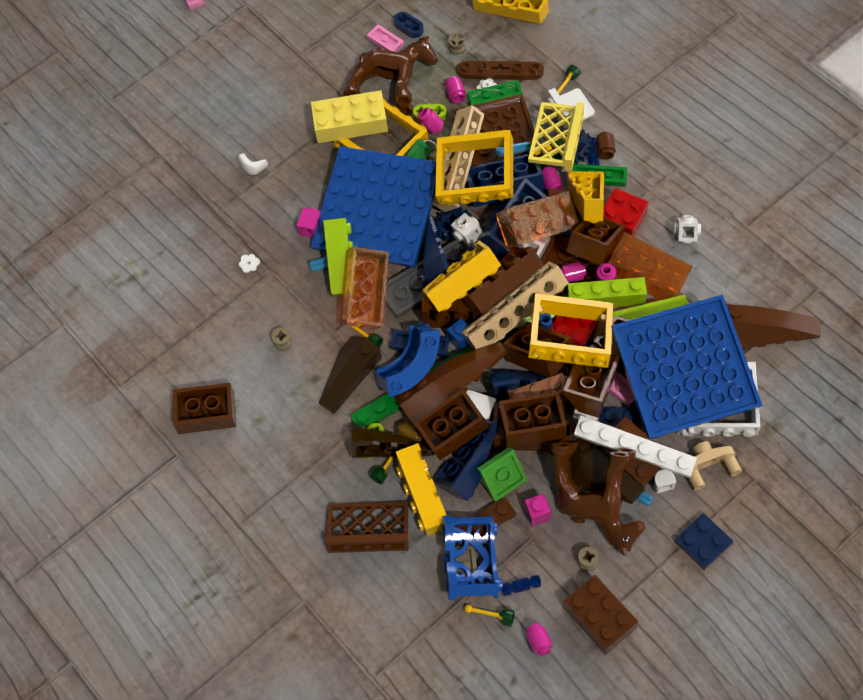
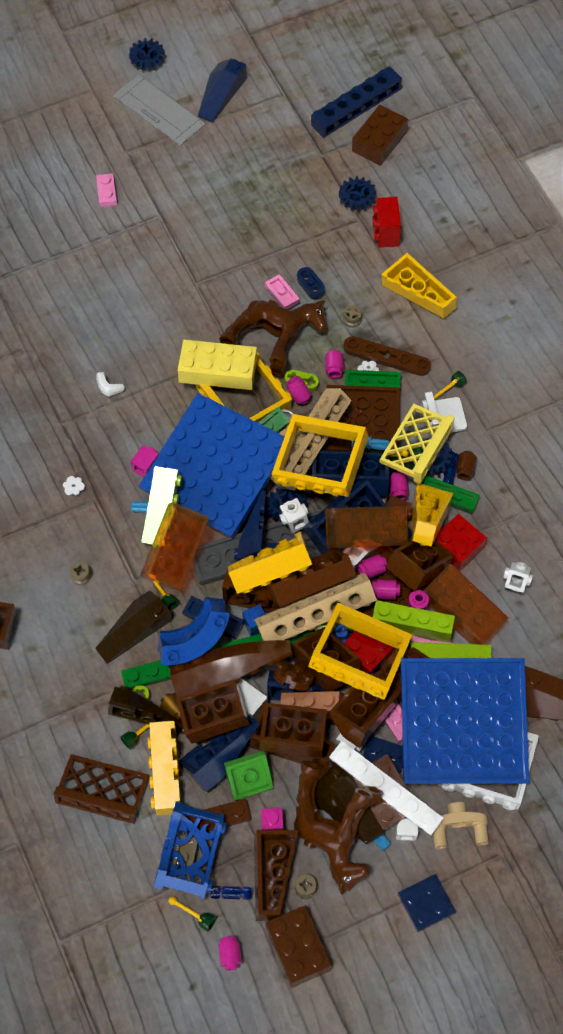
camera: 10 degrees right, 0 degrees up
(515, 370) = (293, 674): none -> reddish brown plate
(552, 551) = (272, 866): none -> reddish brown wedge
(554, 254) = (372, 566): none -> dark pink brick

